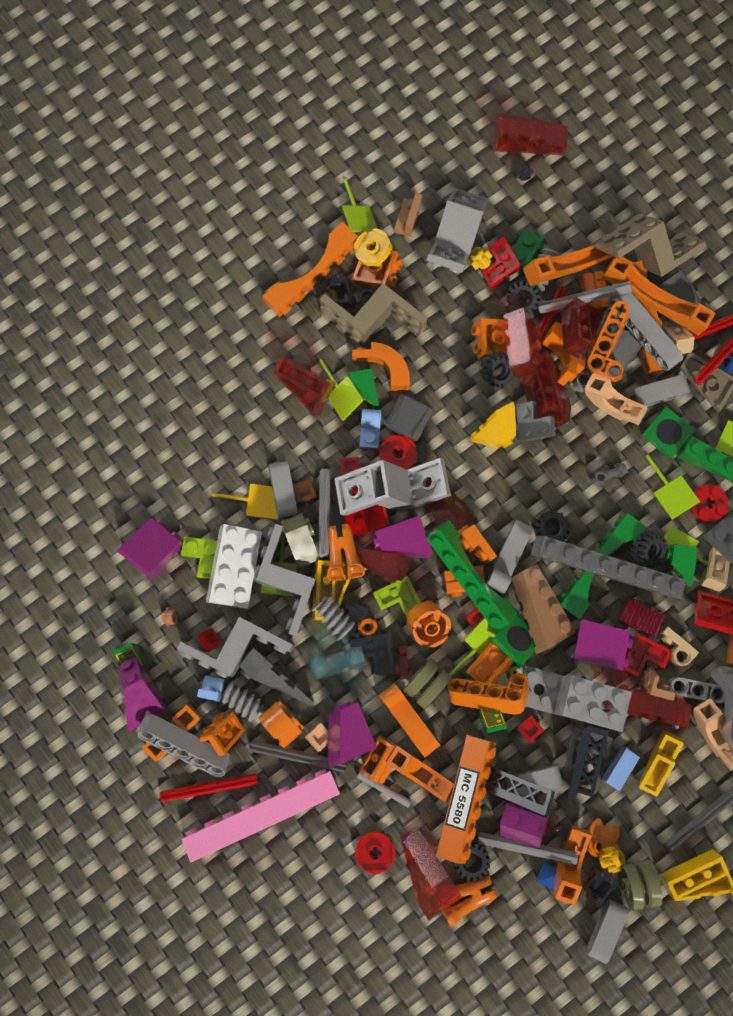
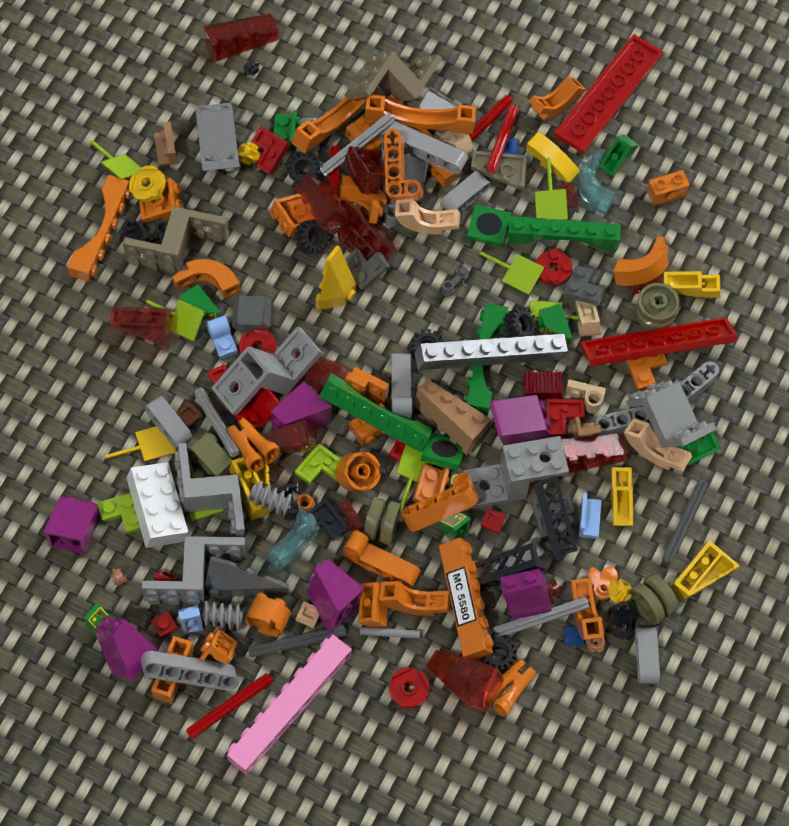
camera: 25 degrees left, 15 degrees down
(188, 681) = (164, 625): none -> red plate

